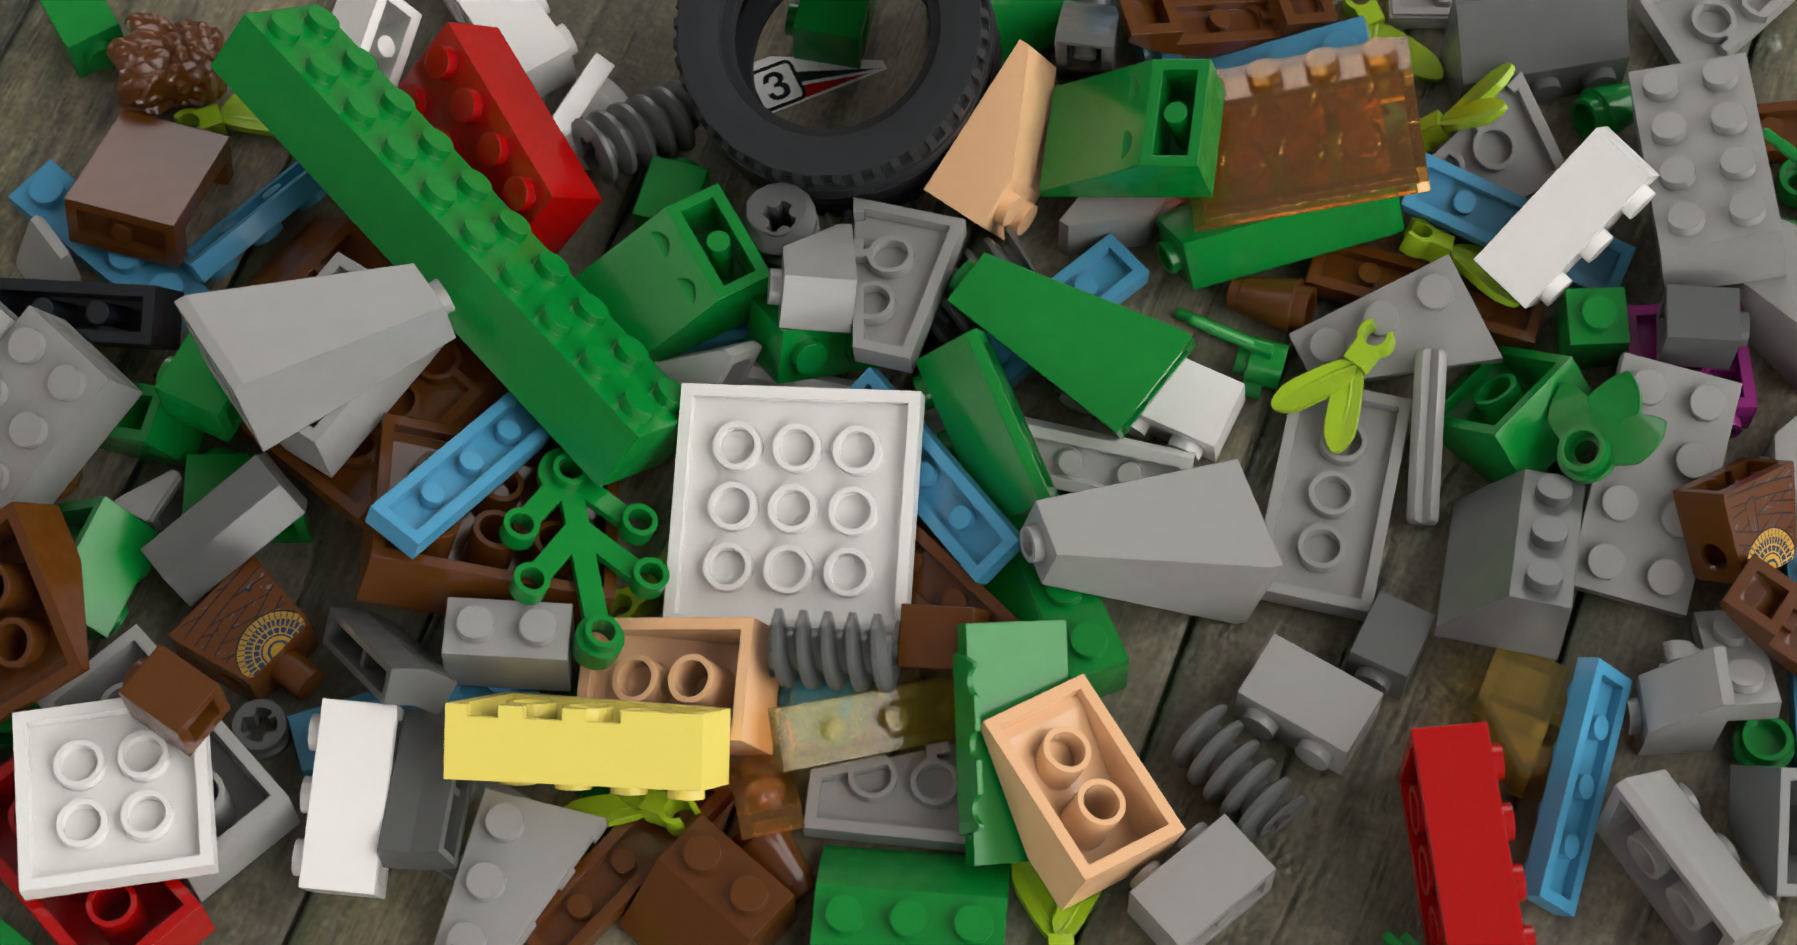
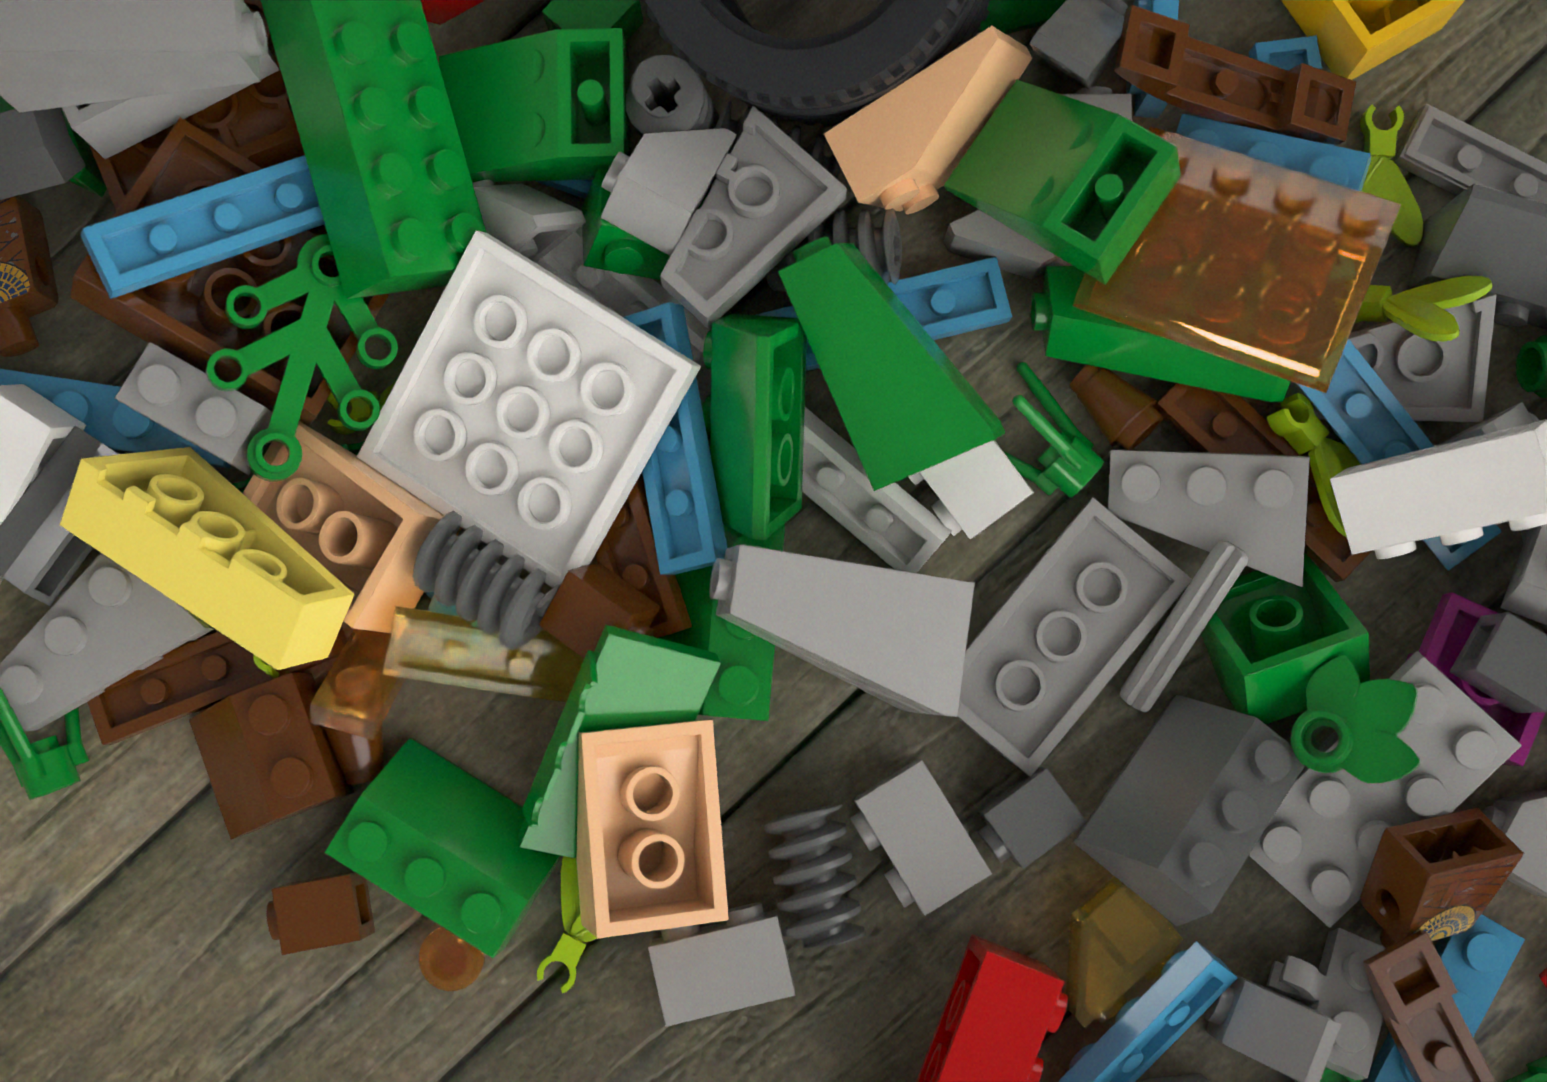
camera: 25 degrees right, 20 degrees up
(387, 660) = (80, 373): dark grey piece -> none
(888, 800) = (483, 731): light grey wing -> none
(1340, 381) = (1131, 536): lime piece -> none
(1592, 325) = (1410, 594): green brick -> none

